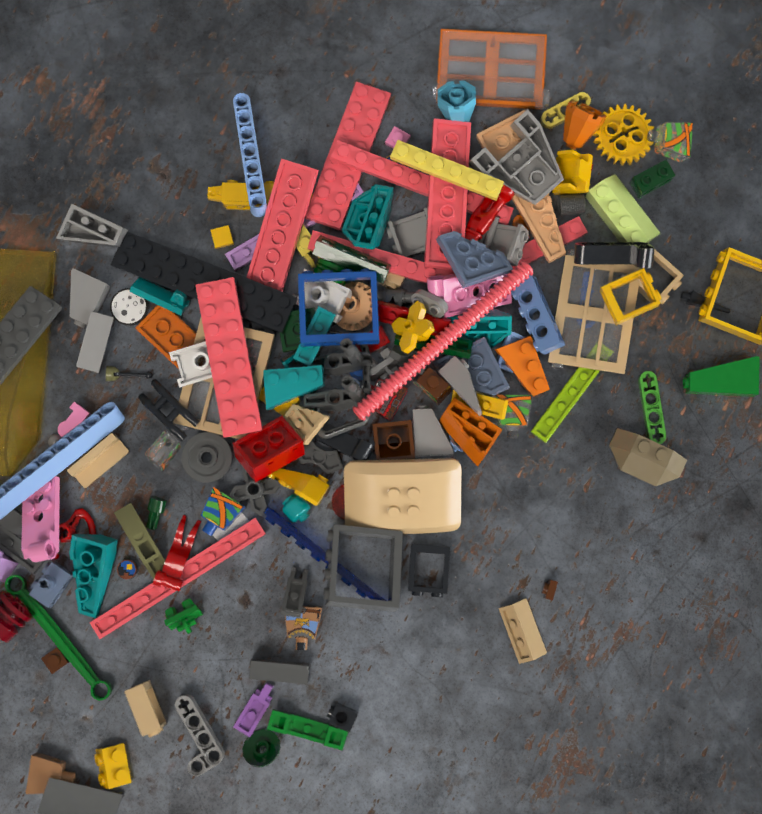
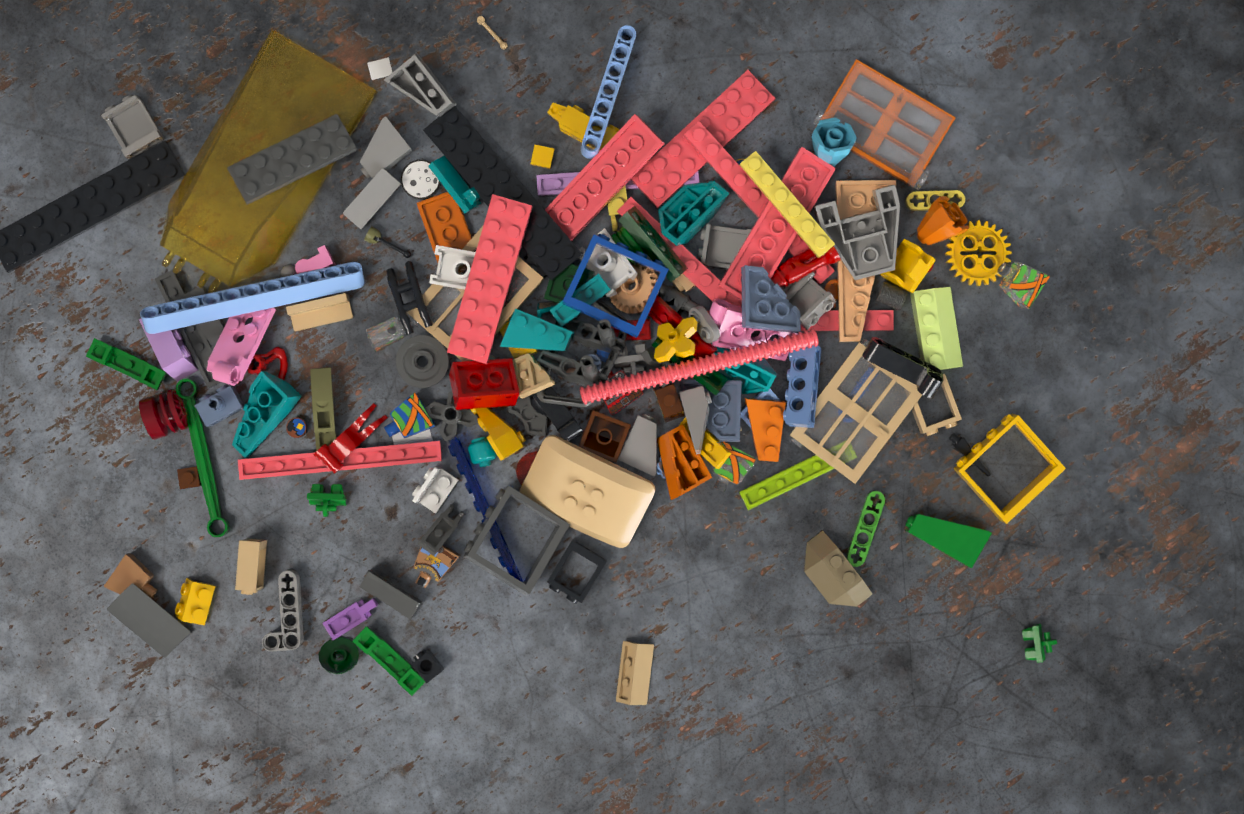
camera: 30 degrees right, 5 degrees up
(48, 233) = (379, 68): none -> white sticker
(114, 152) = (481, 21): none -> tan hinge
(155, 506) = (352, 383): dark green piece -> none
(272, 560) = (435, 488): none -> white bracket
(396, 134) = (759, 145): bright pink plate -> none
(549, 589) = (679, 647): reddish brown plate -> none
(612, 305) = (920, 424): yellow window -> none
(652, 179) = (982, 310): dark green brick -> none

